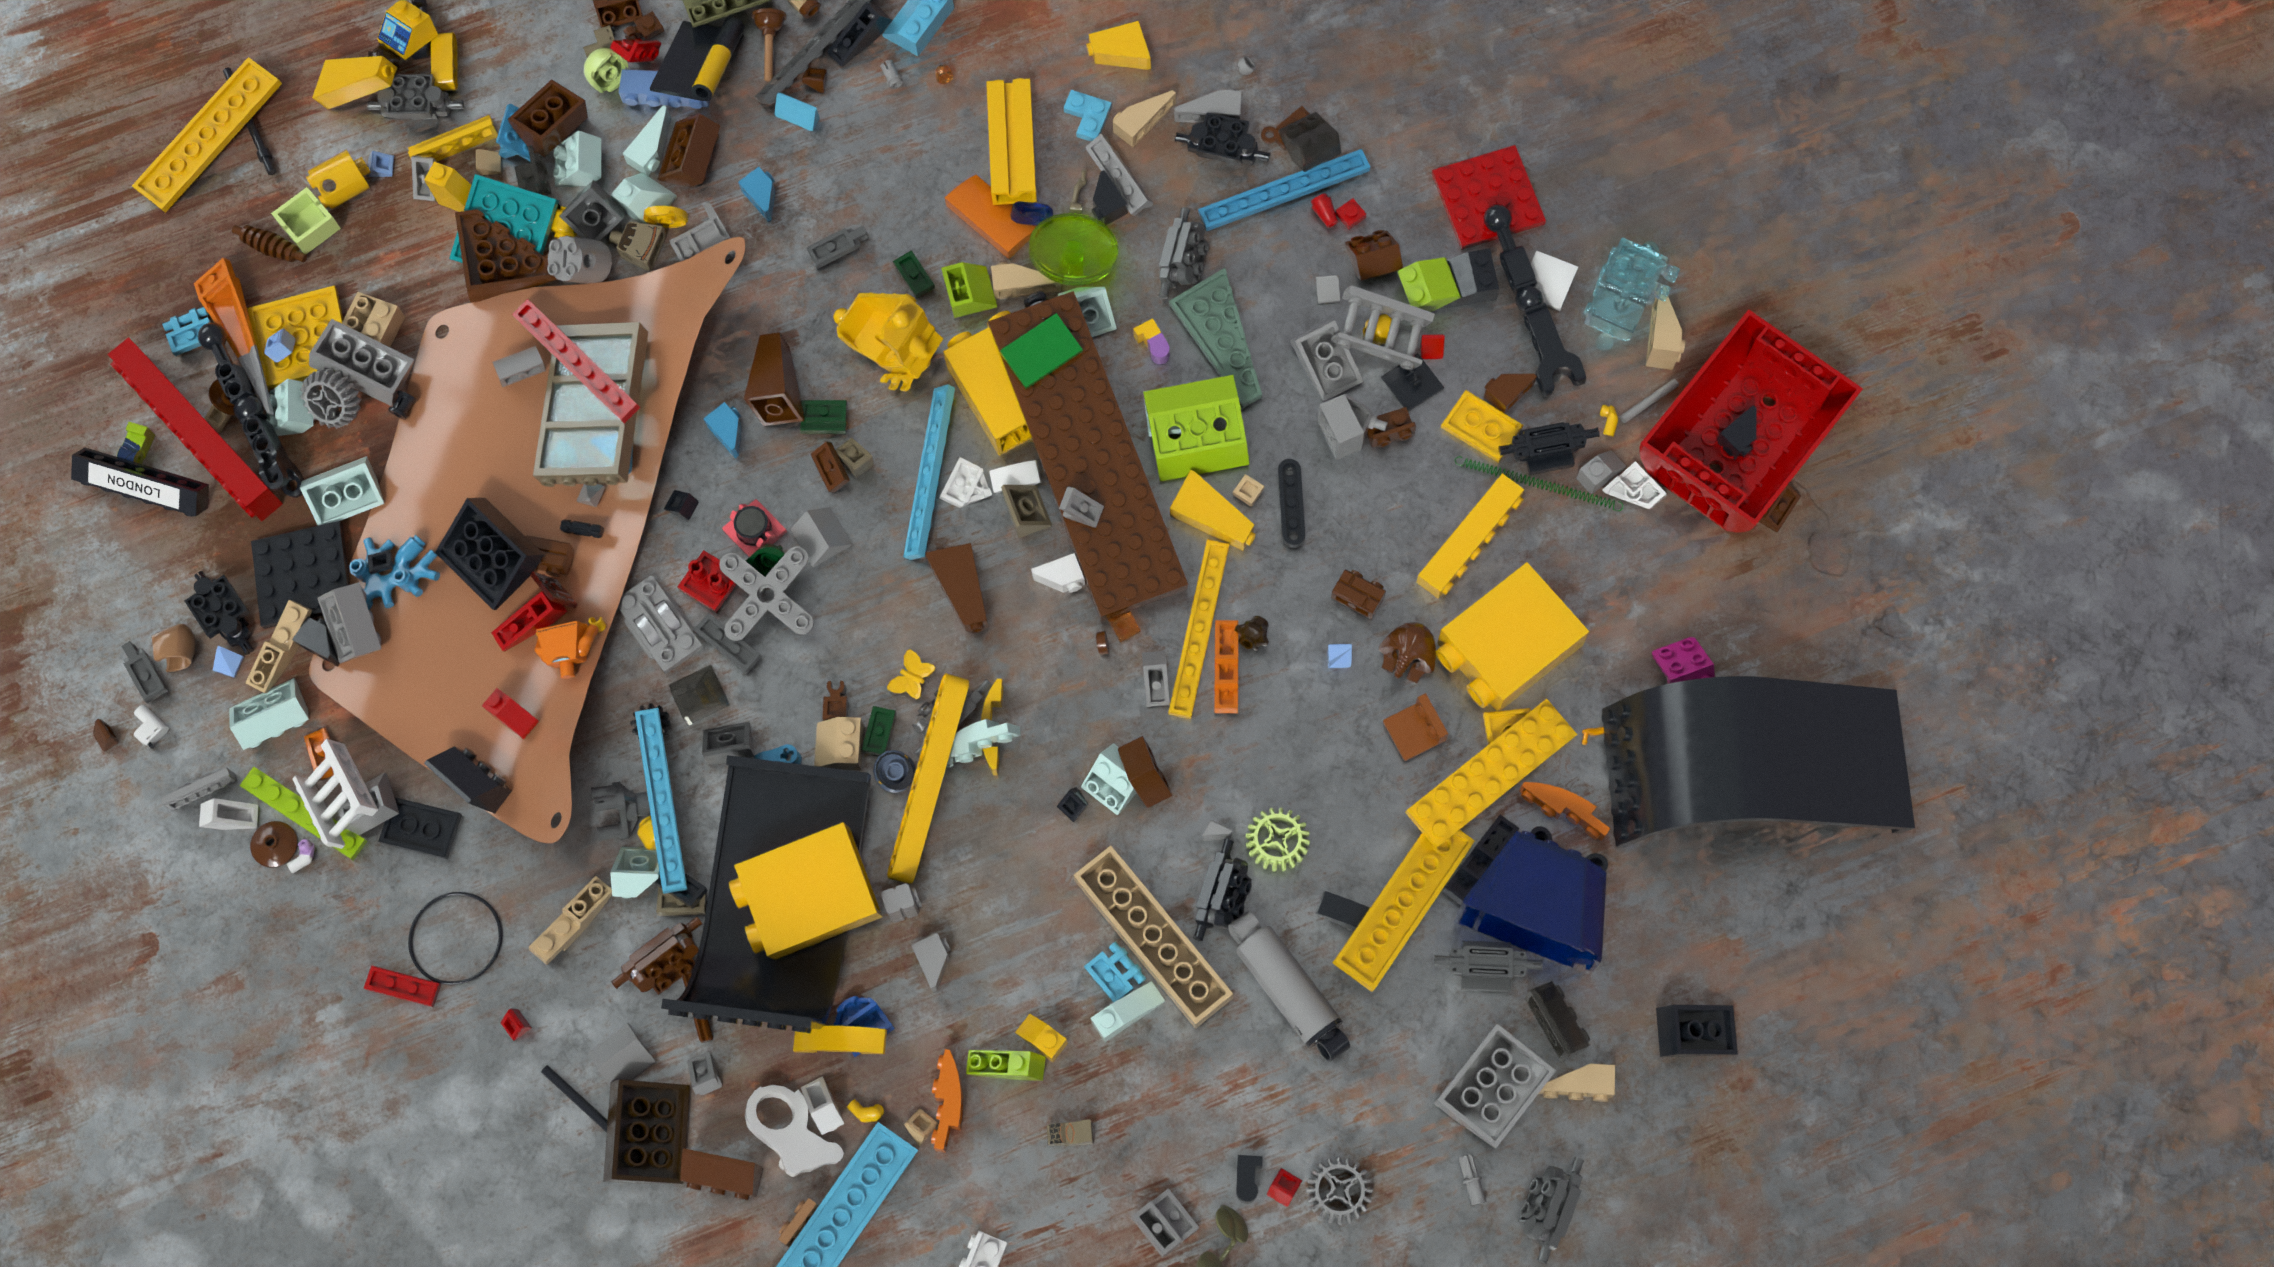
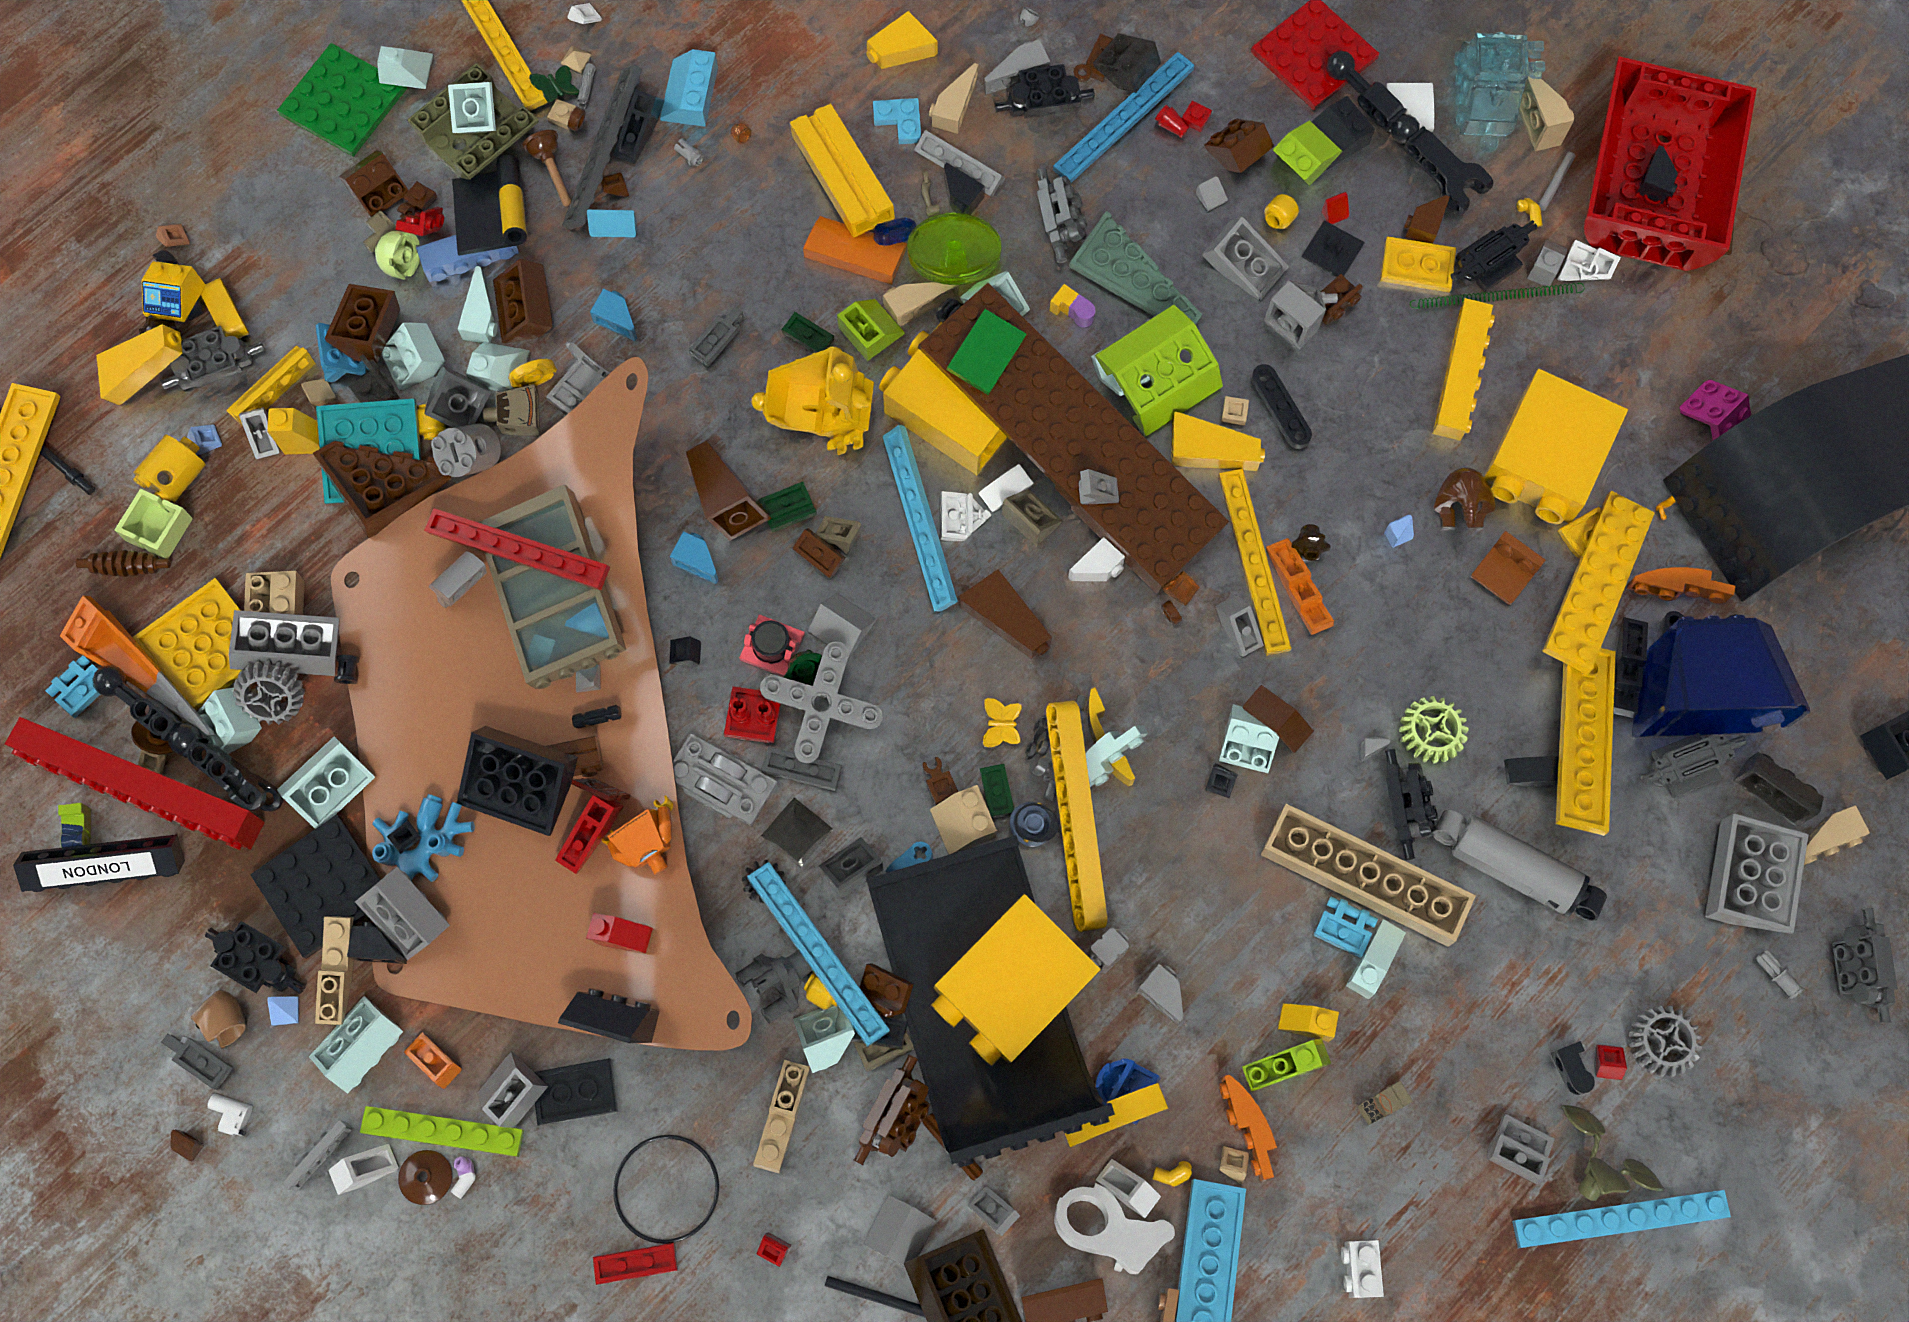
camera: 30 degrees left, 0 degrees up
(279, 345) = (186, 661): light blue slope -> none
(352, 789) = (490, 1080): white fence -> none
(702, 855) = (885, 990): none -> reddish brown bracket
(1358, 593) = (1388, 465): reddish brown brick -> none
(1398, 312) = (1294, 185): light grey fence -> none

